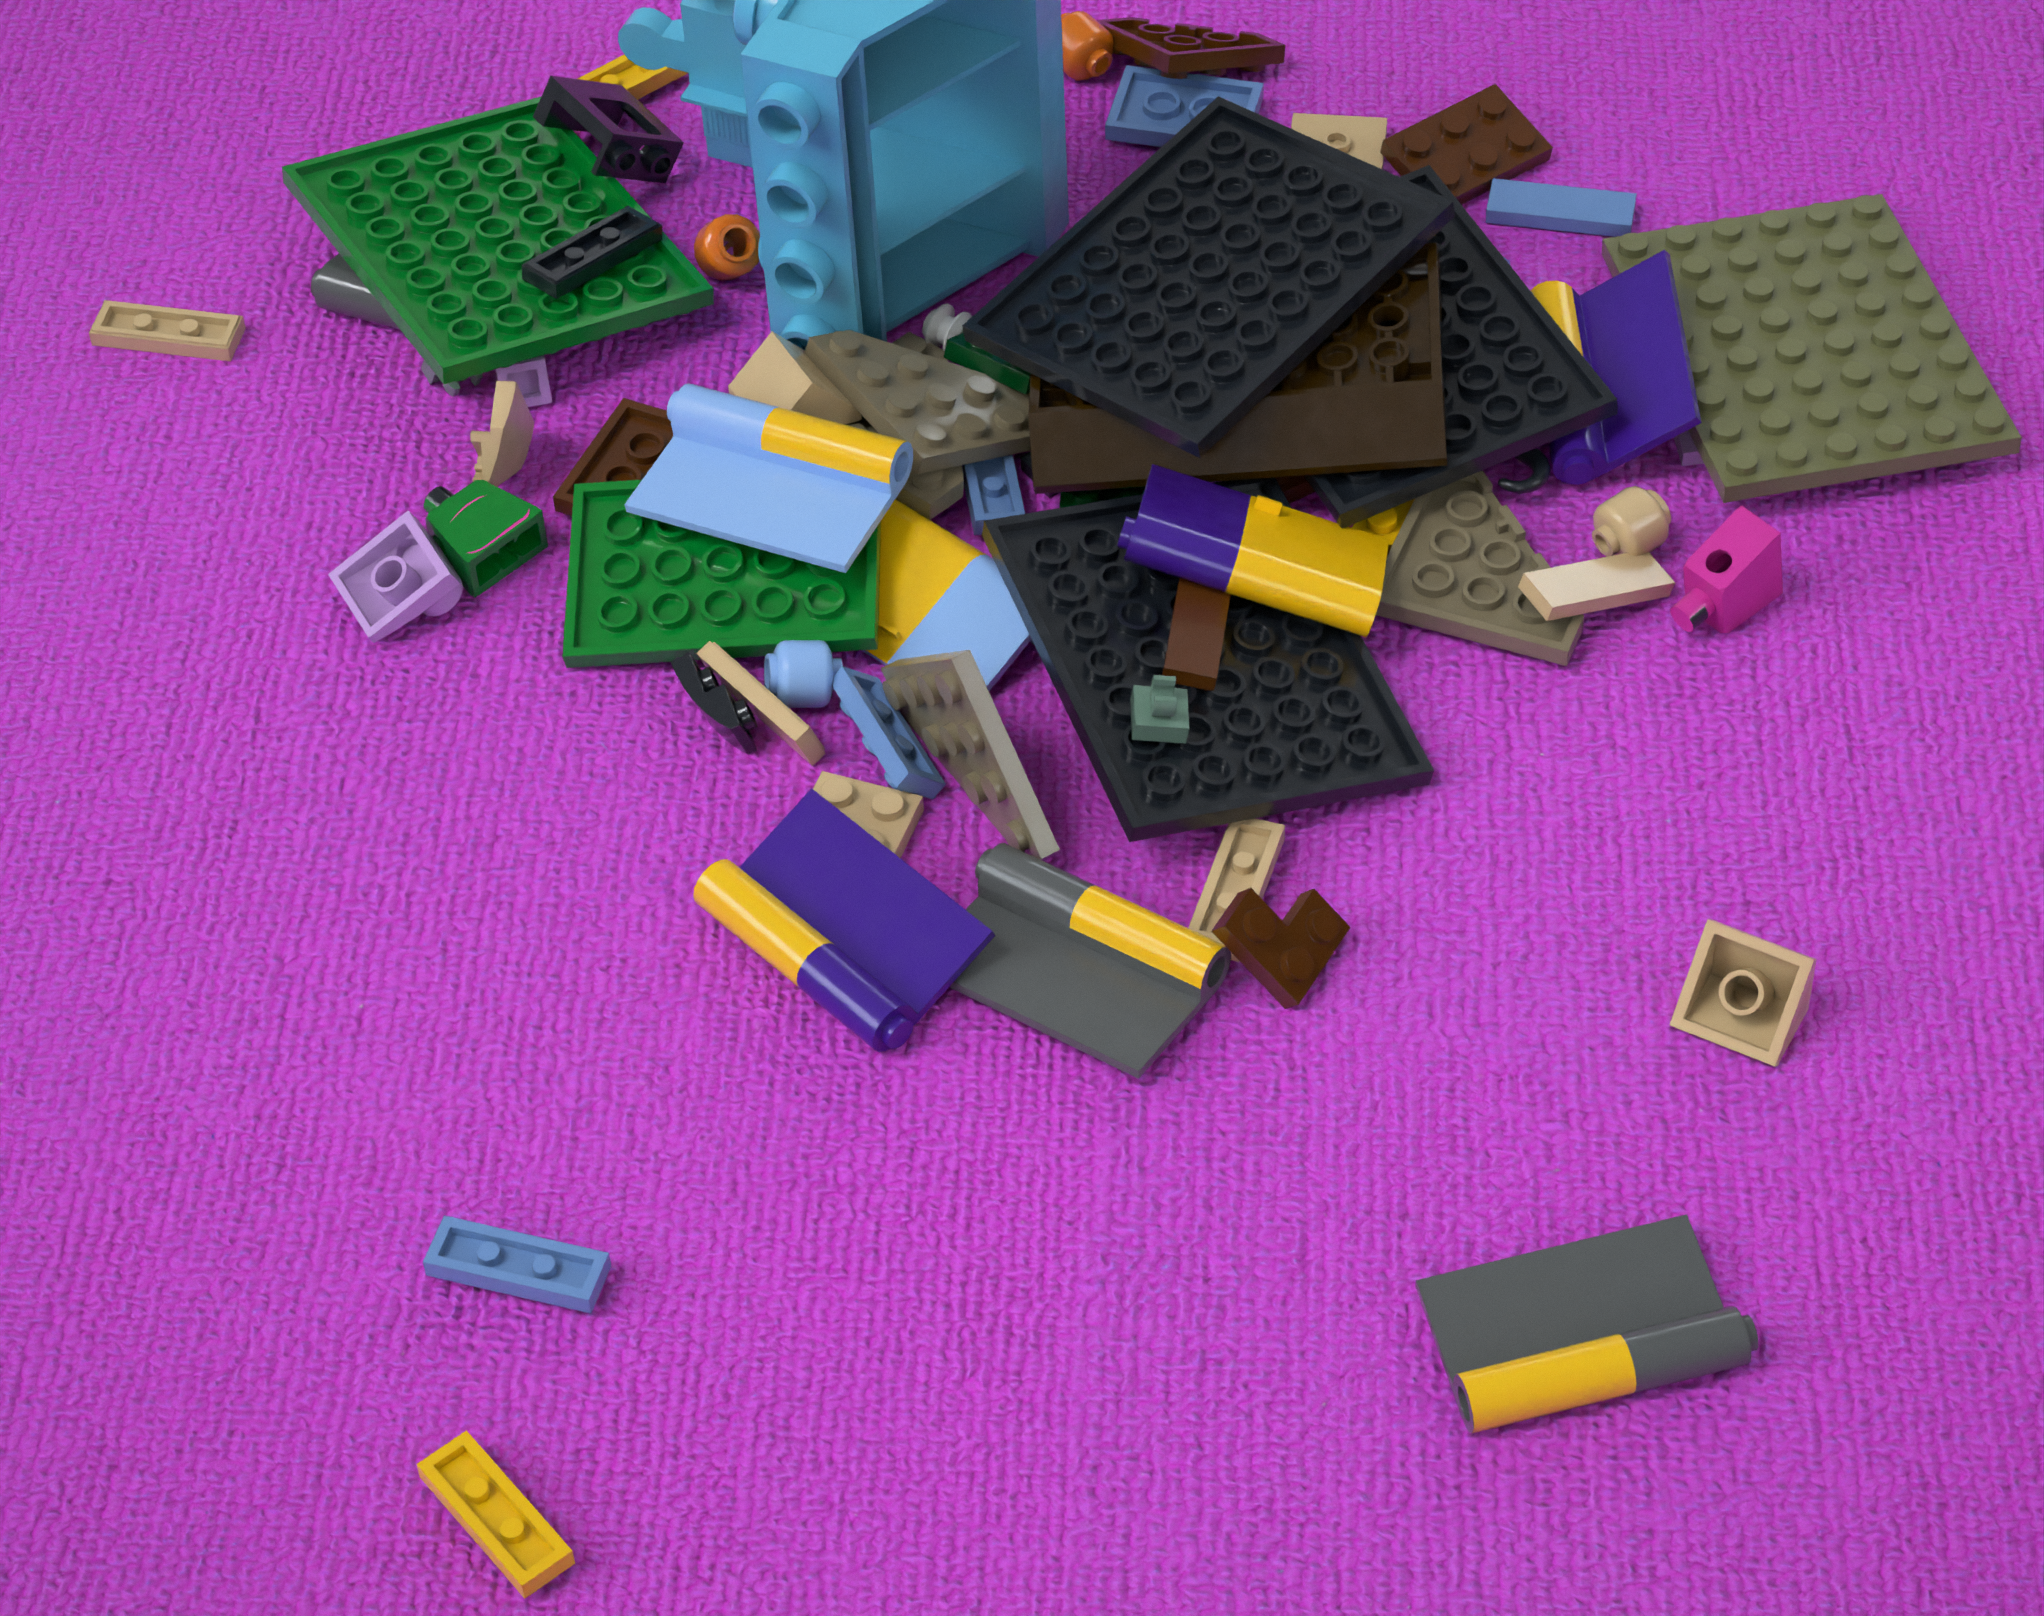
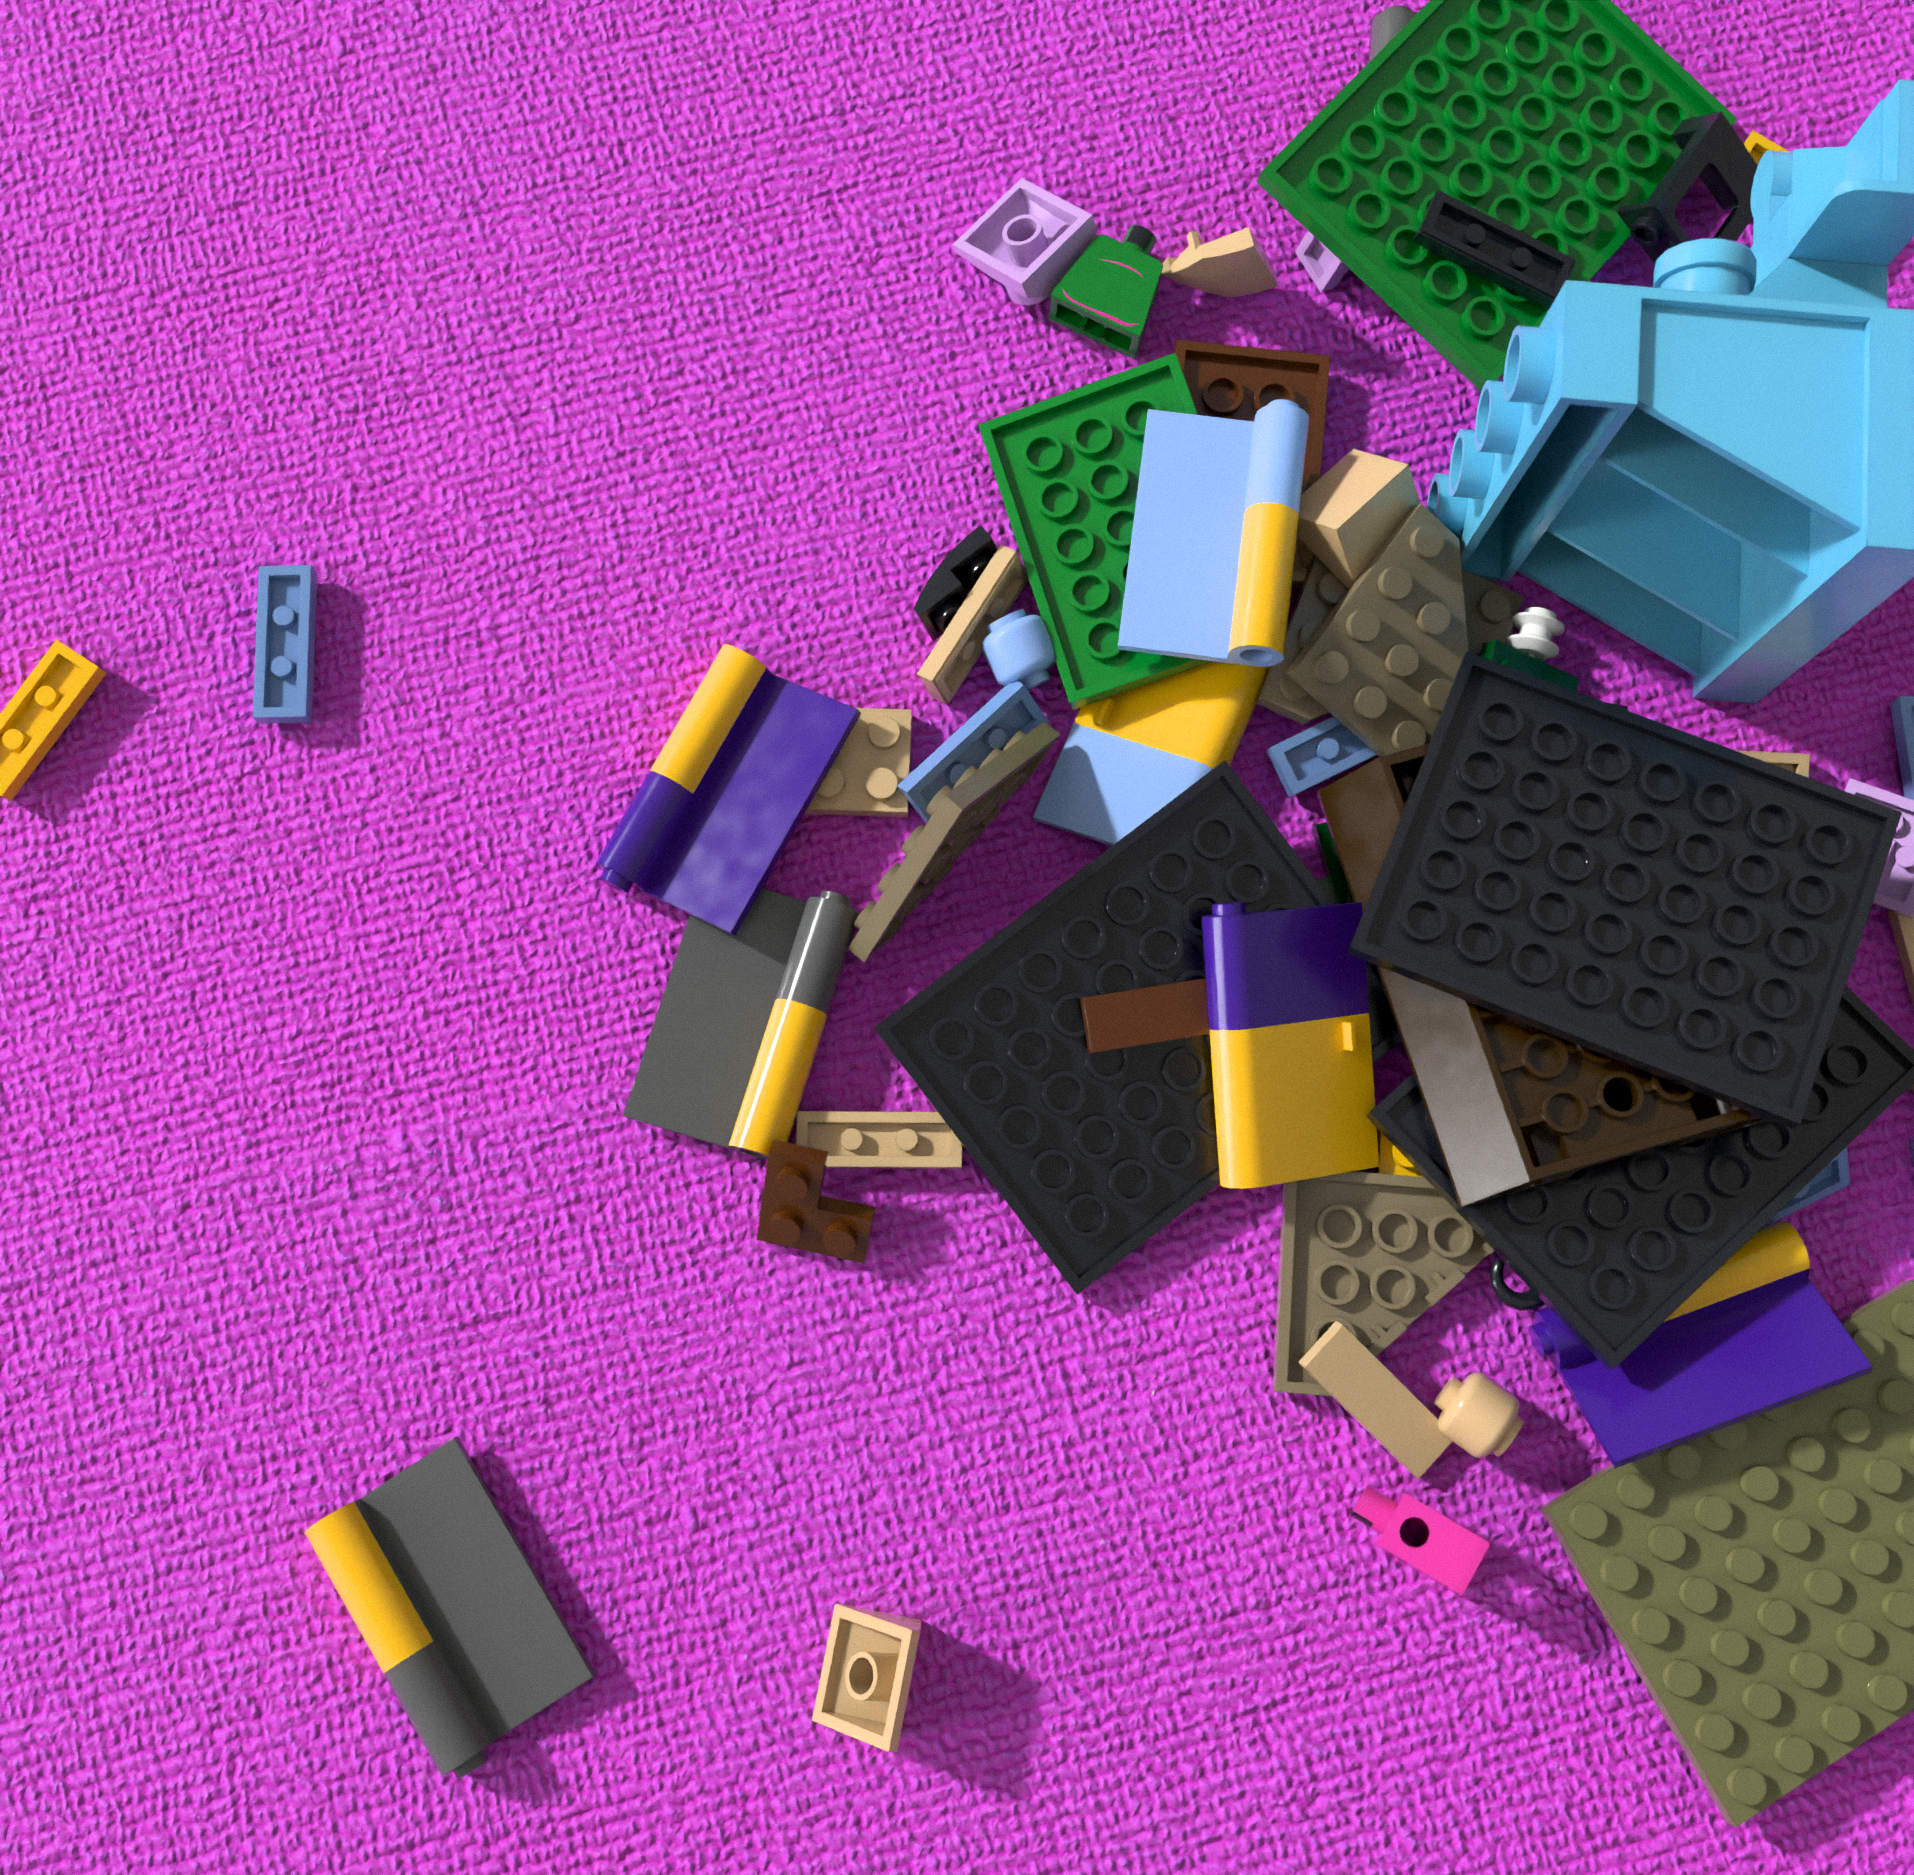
camera: 70 degrees right, 30 degrees up
(1160, 711) = (1025, 1011): sand green tile -> none

